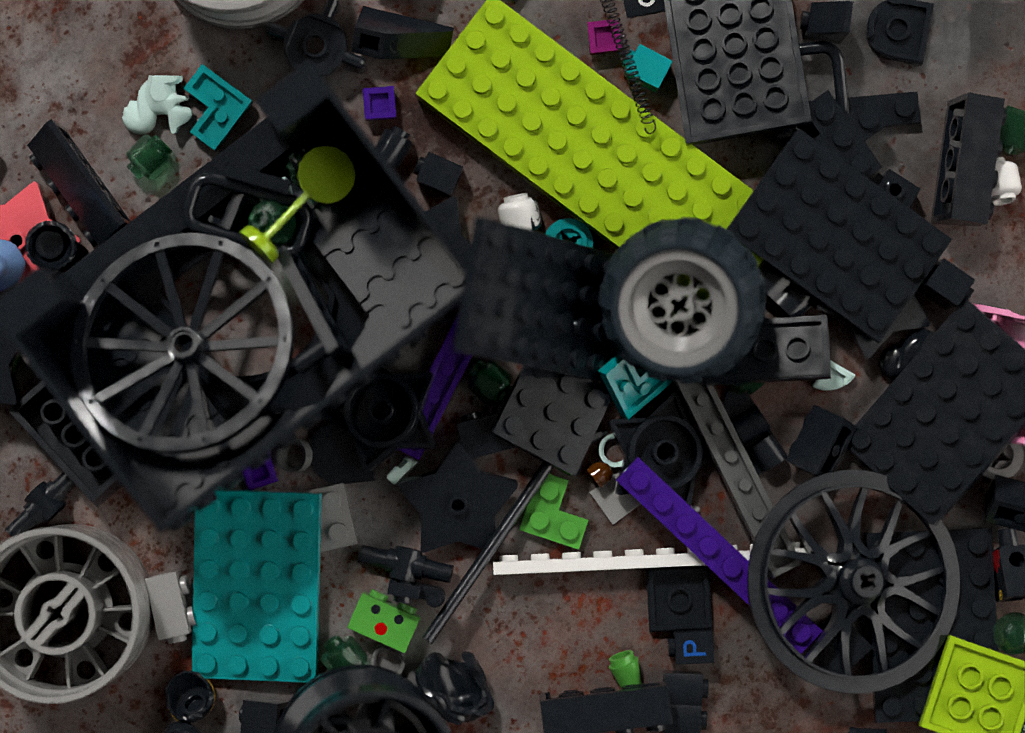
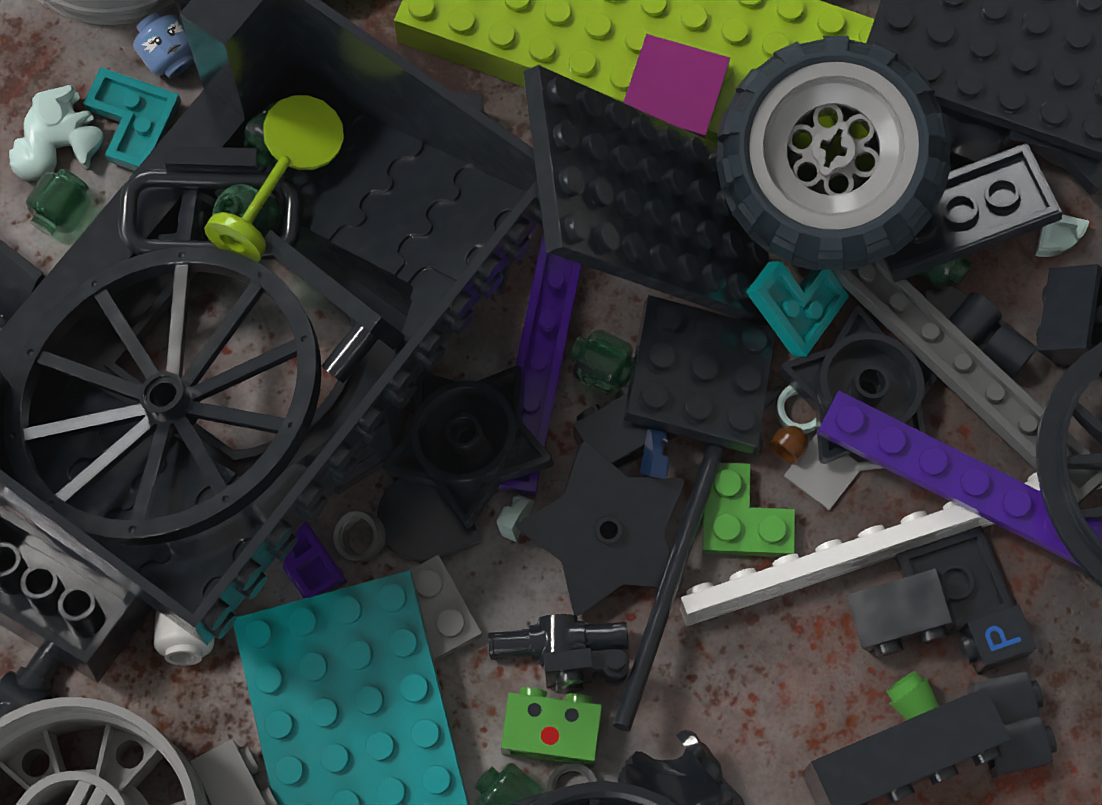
camera: 15 degrees left, 15 degrees down
(251, 59) = (163, 45): none -> medium blue head
(499, 469) = (653, 460): none -> dark blue tile
(595, 205) = (677, 83): none -> magenta tile
(635, 612) = (902, 612): none -> black brick

